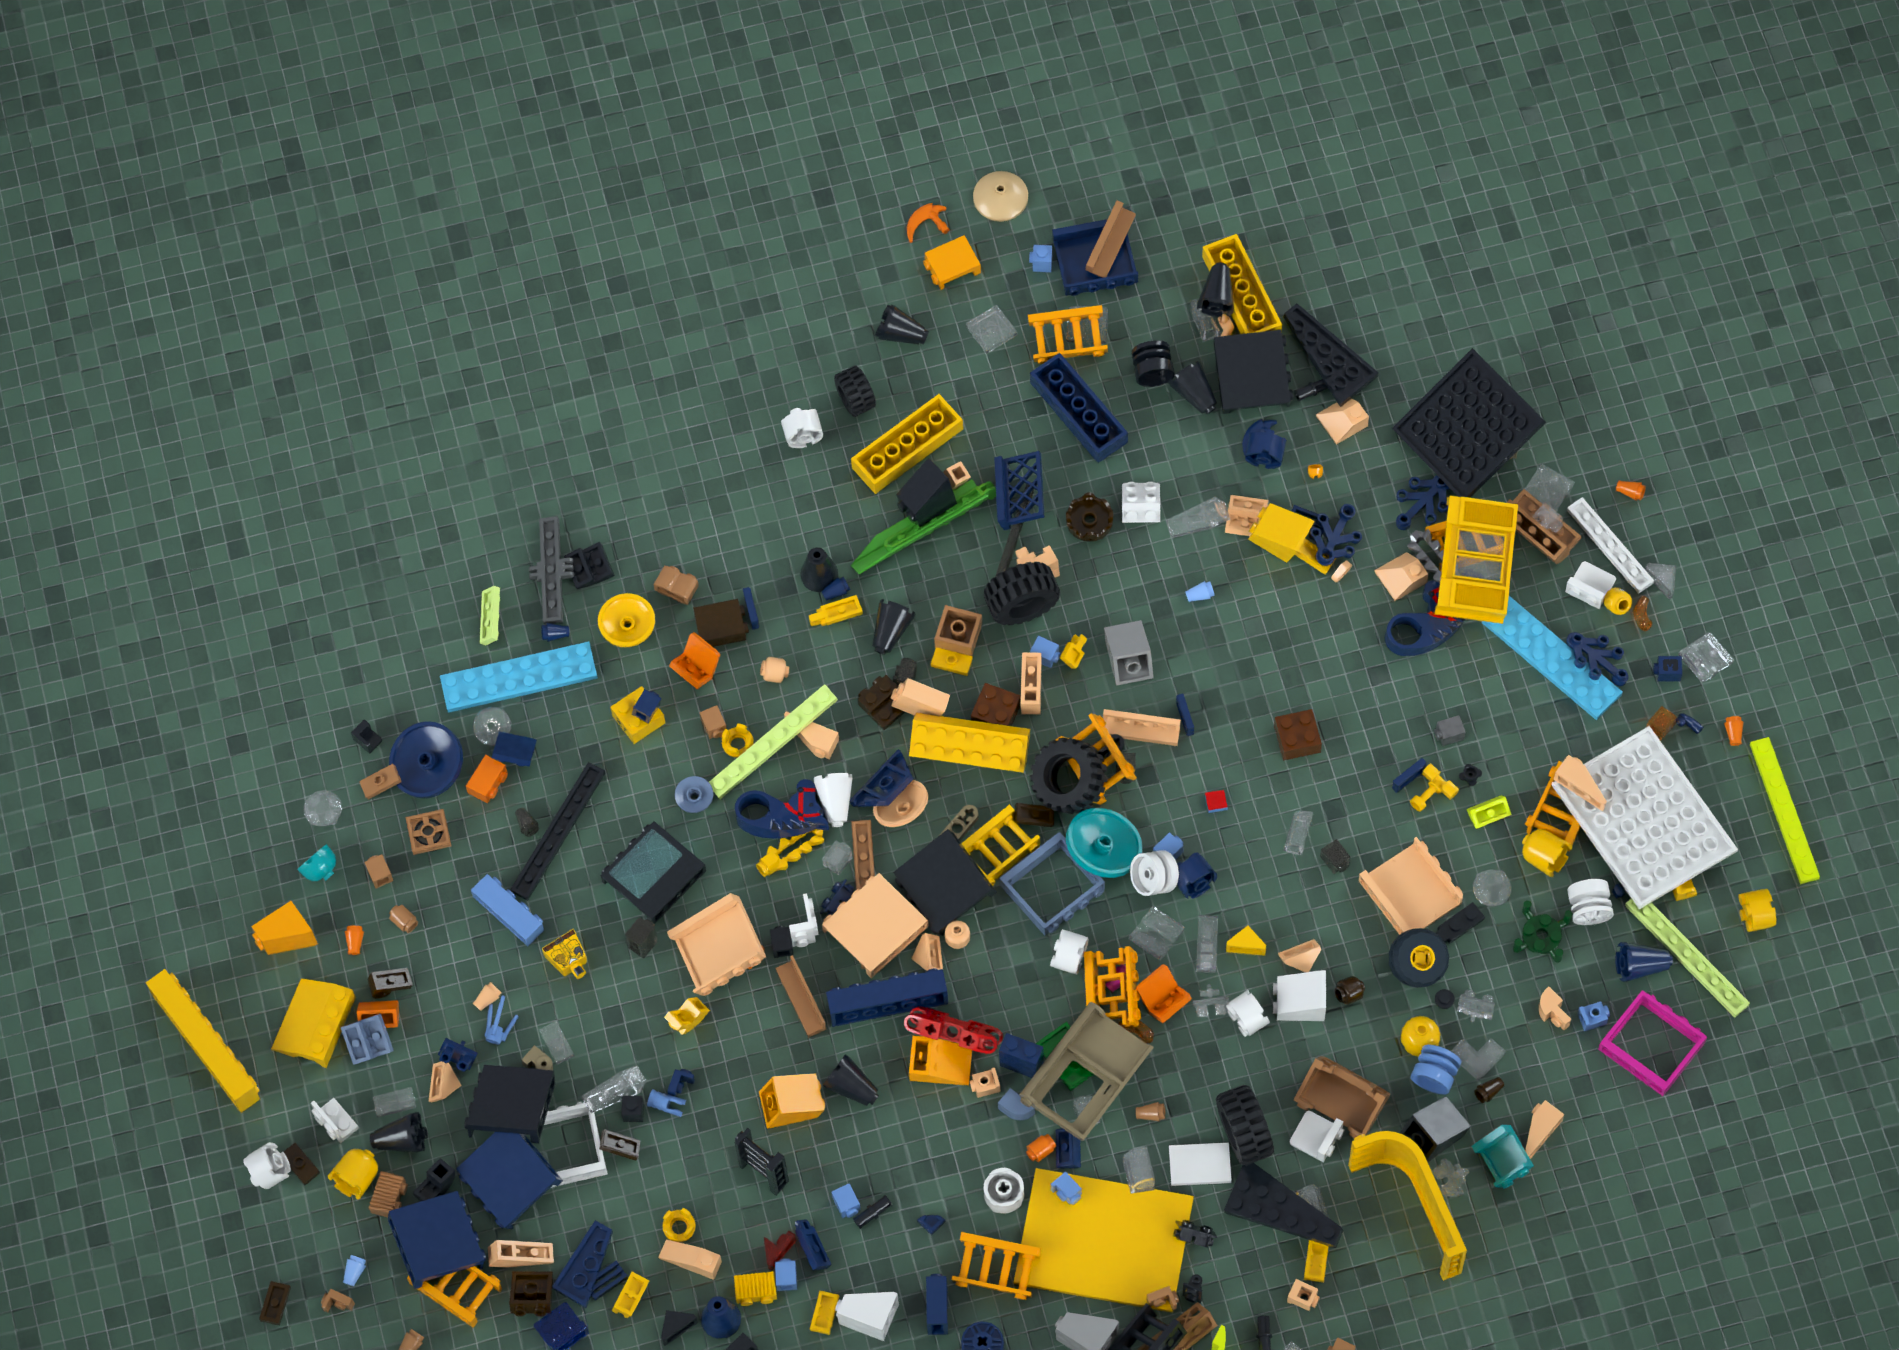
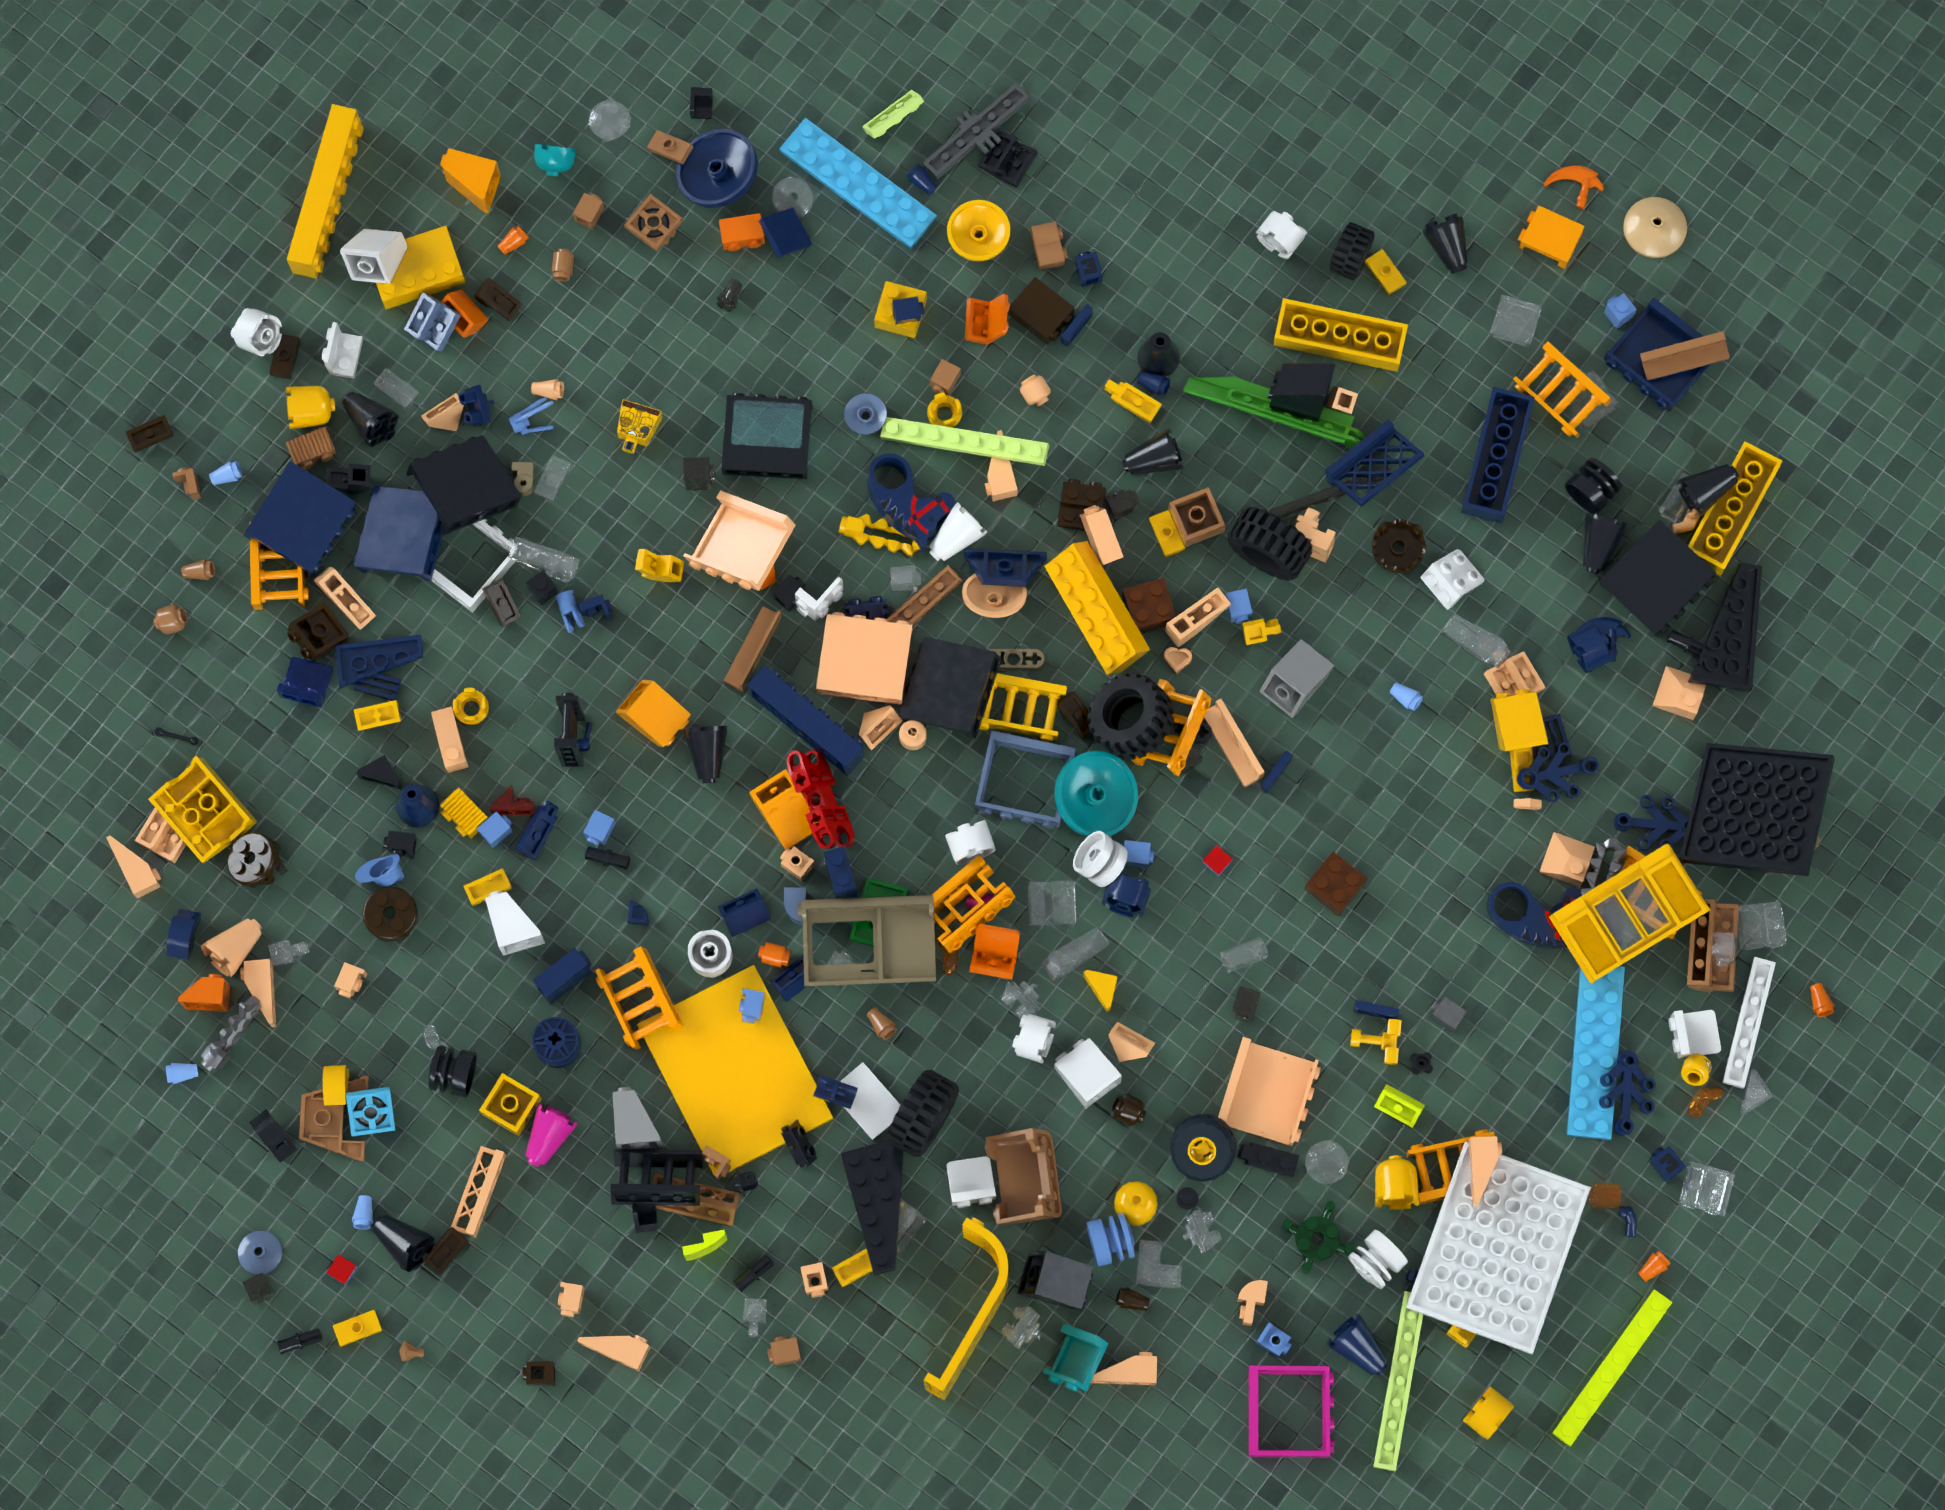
camera: 50 degrees right, 10 degrees up
(284, 1039) = (374, 255): none -> white slope
(507, 909) = (636, 344): medium blue brick -> none
(557, 831) = (742, 328): black plate -> none
(716, 570) = (1088, 268): none -> dark blue brick
(886, 384) = (1385, 272): none -> yellow plate
(991, 1146) = (744, 912): none -> dark blue panel
(1048, 720) = (1177, 658): none -> light nougat tile
(1139, 1170) = (818, 1053): clear brick -> none
(1178, 1177) = (835, 1092): none -> dark blue hips
(1315, 470) = (1608, 706): light orange hinge -> none

